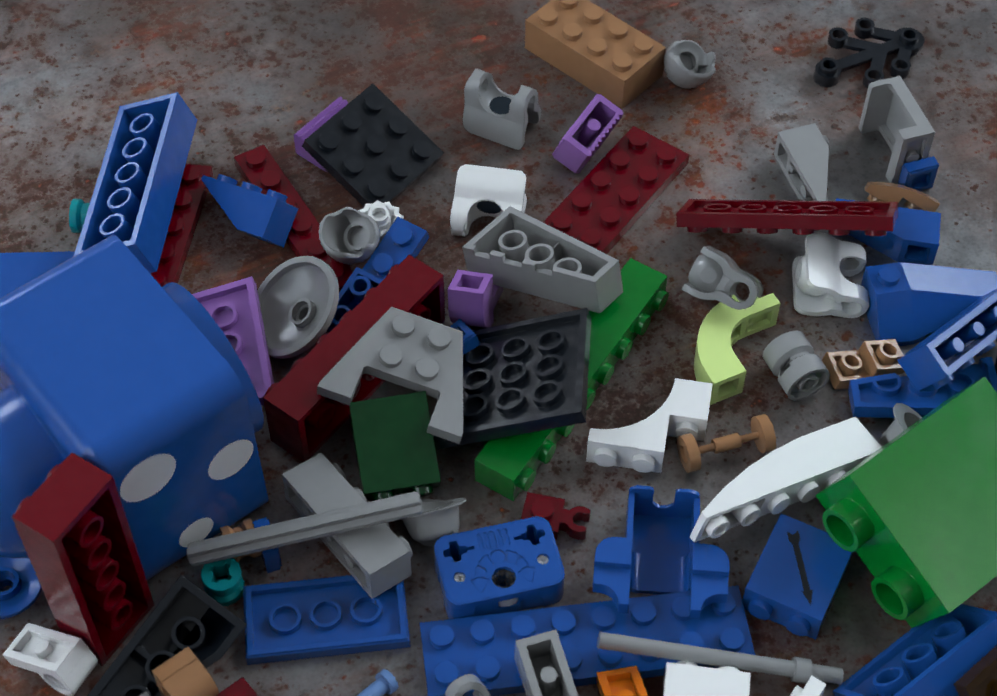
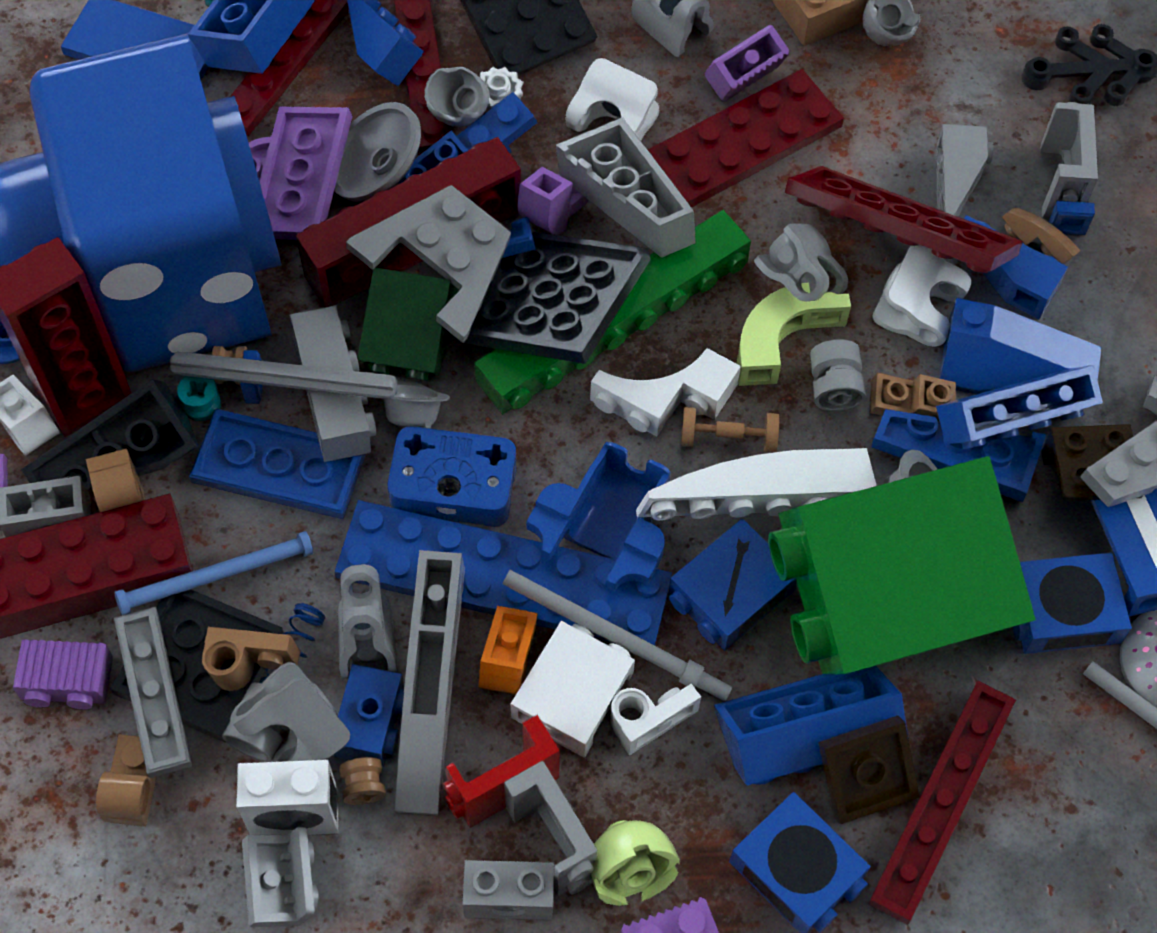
camera: 20 degrees right, 10 degrees up
(559, 518) = (531, 442): dark red plate -> none

